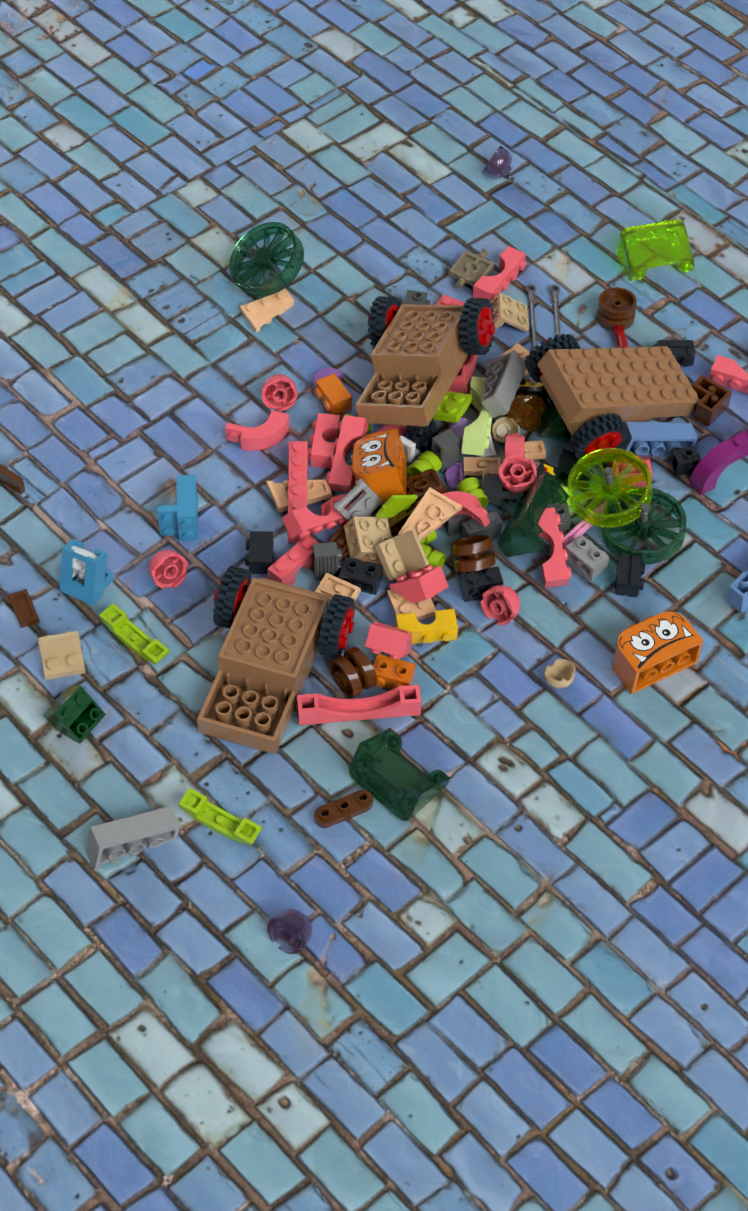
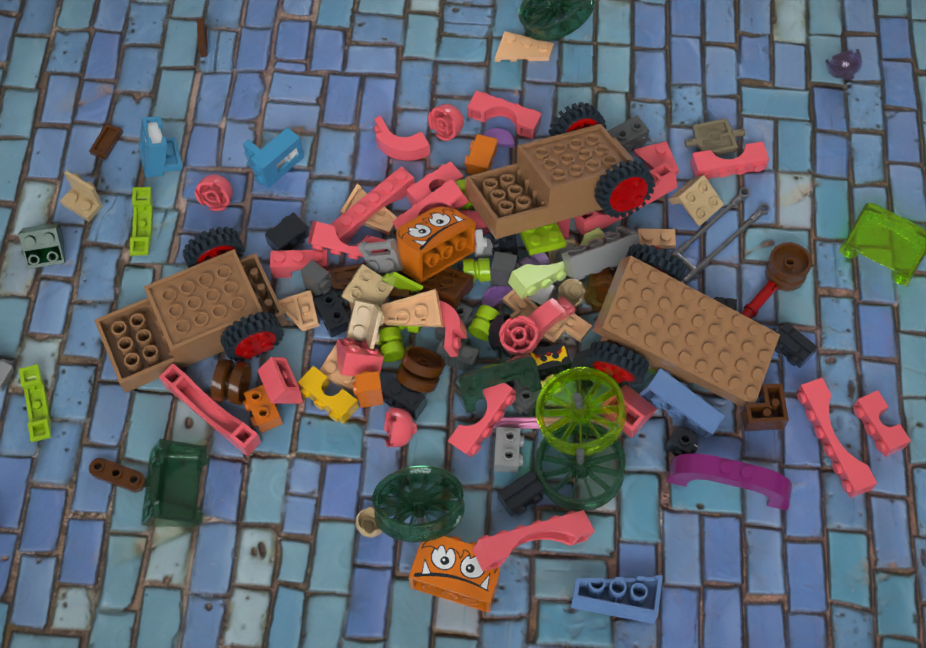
camera: 50 degrees right, 10 degrees up
(331, 351) = (486, 106): none -> coral arch
(454, 593) = (368, 389): none -> orange brick
(562, 635) = (418, 503): none -> clear green wheel
(671, 600) = (567, 529): none -> coral arch

